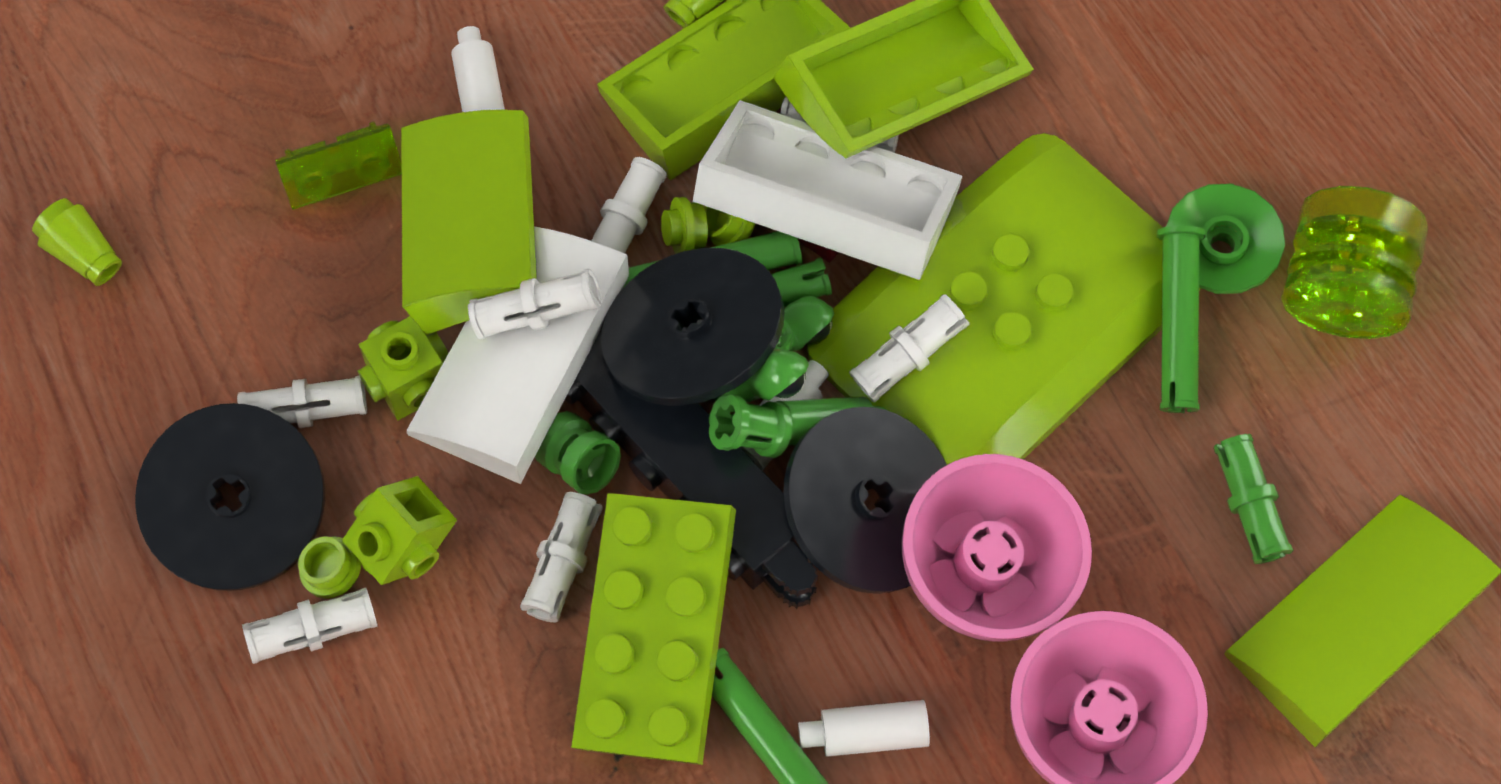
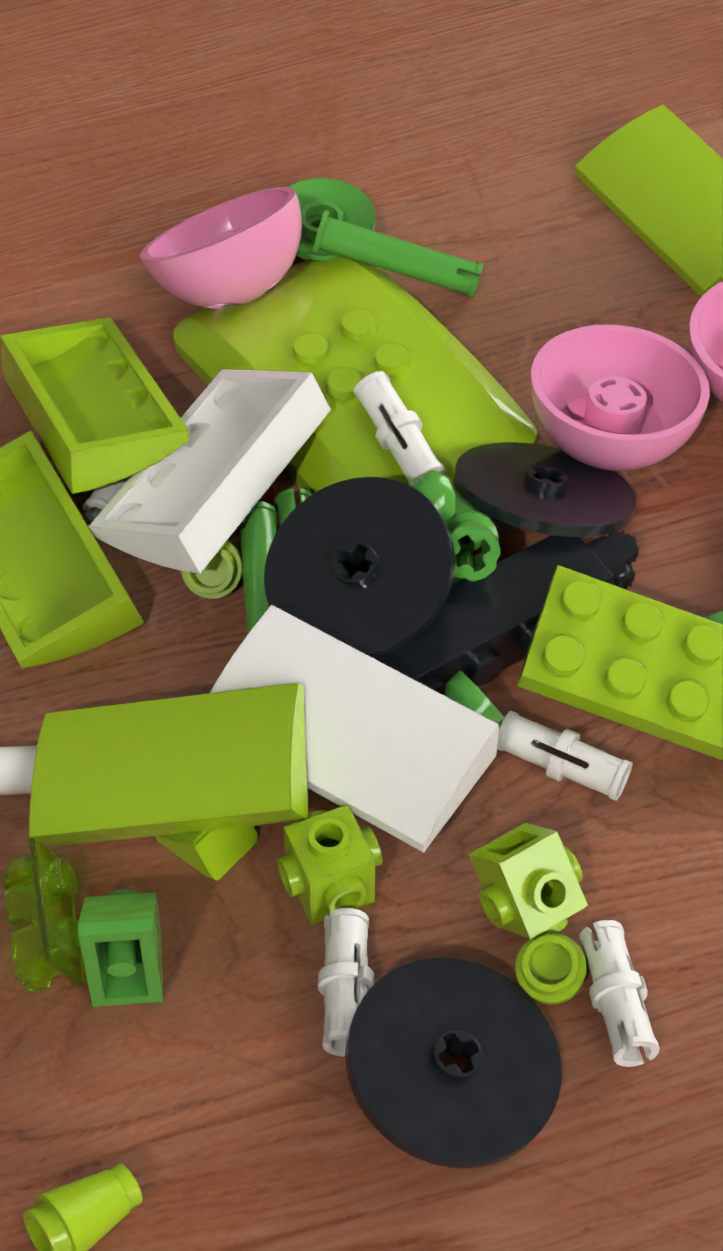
camera: 80 degrees left, 15 degrees down
(304, 215) = (122, 948): none -> bright green slope
(534, 304) = (321, 678): white pin -> none
(626, 211) = (181, 654): white pin -> none
(684, 225) = (211, 605): lime plate -> none
(1131, 145) = (228, 250): none -> bright pink piece
(1253, 499) = (571, 246): bright green pin -> none
(1355, 262) = (374, 130): clear neon green wheel -> none

